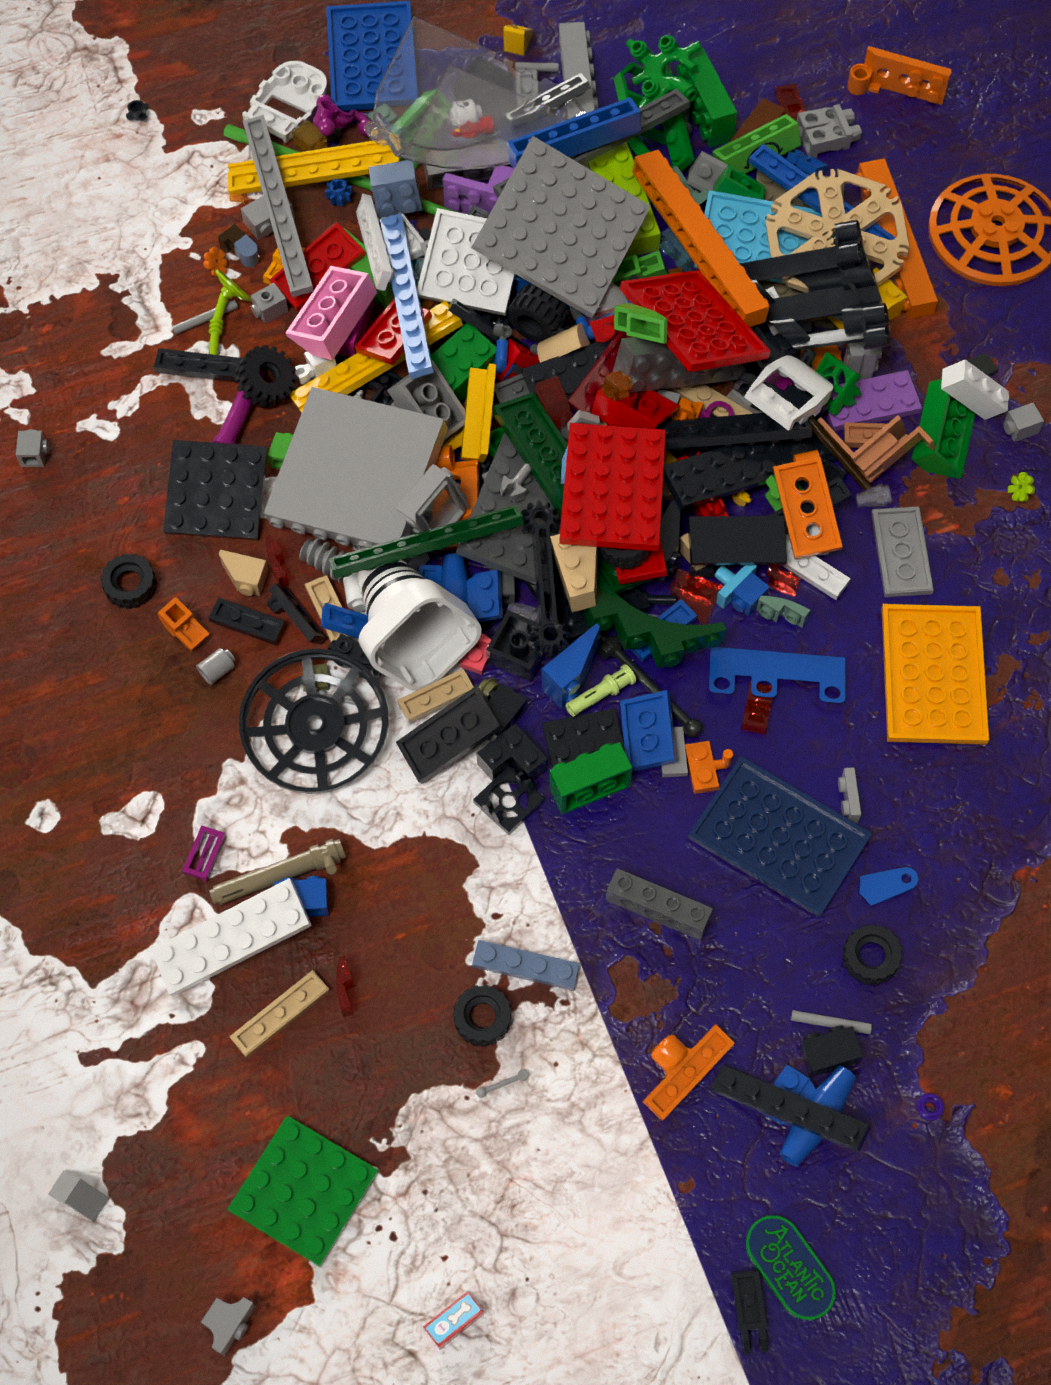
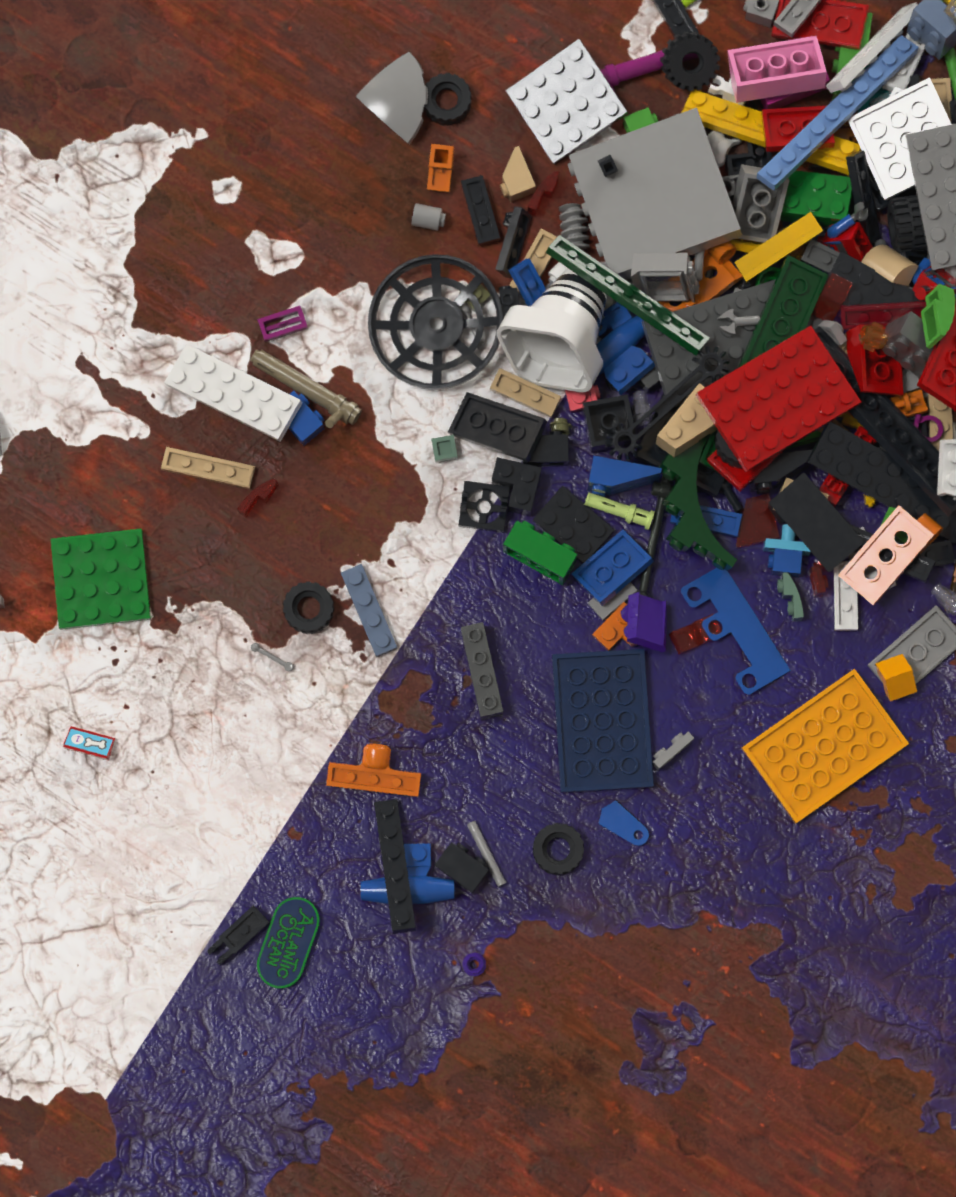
camera: 55 degrees right, 15 degrees up
(93, 615) = (398, 96): none -> light grey brick
(301, 484) = (604, 161): none -> black piece
(430, 795) = (444, 448): none -> sand green plate
(718, 734) = (645, 621): none -> dark purple slope
(916, 573) = (896, 677): none -> light orange piece

